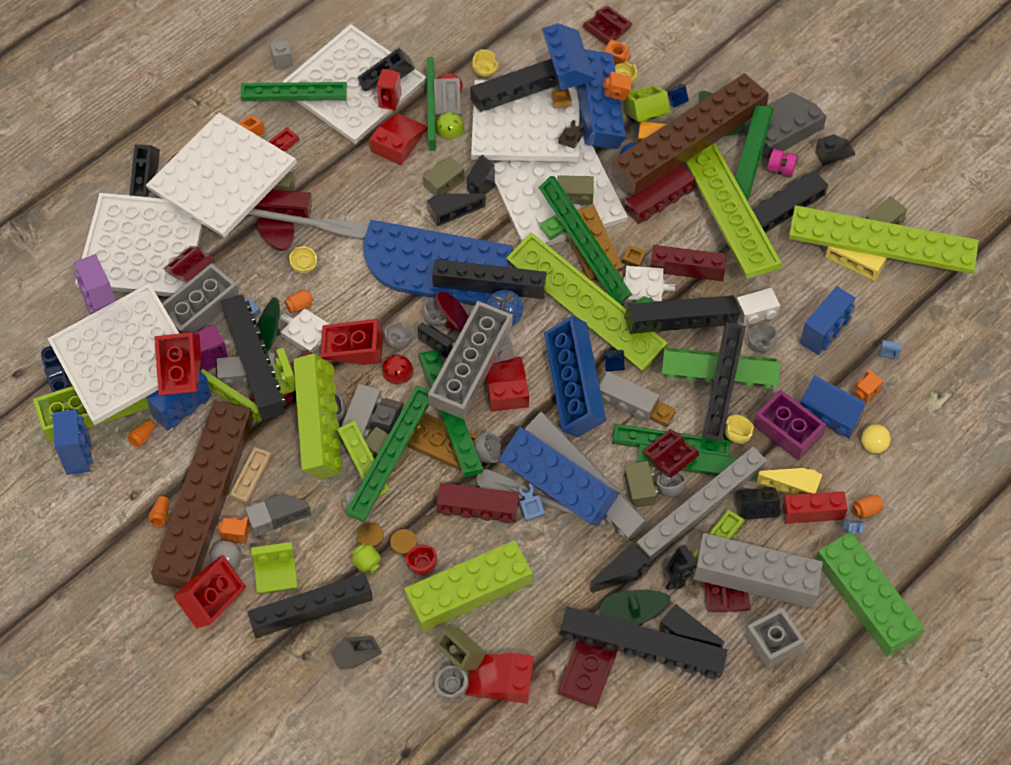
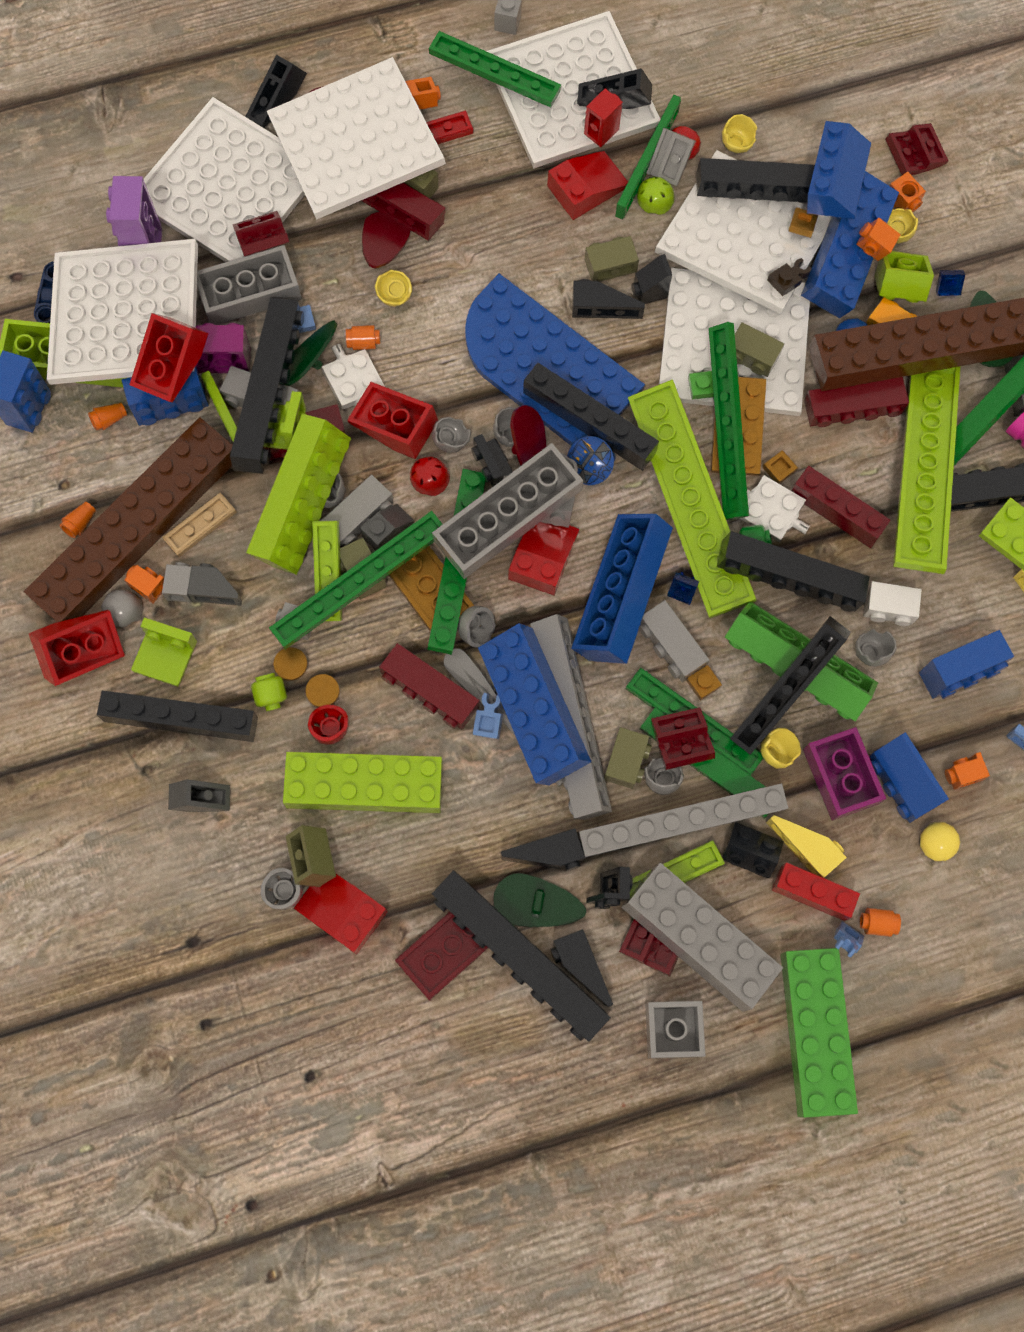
camera: 25 degrees right, 15 degrees up
(340, 227) = (461, 267): light grey piece -> none

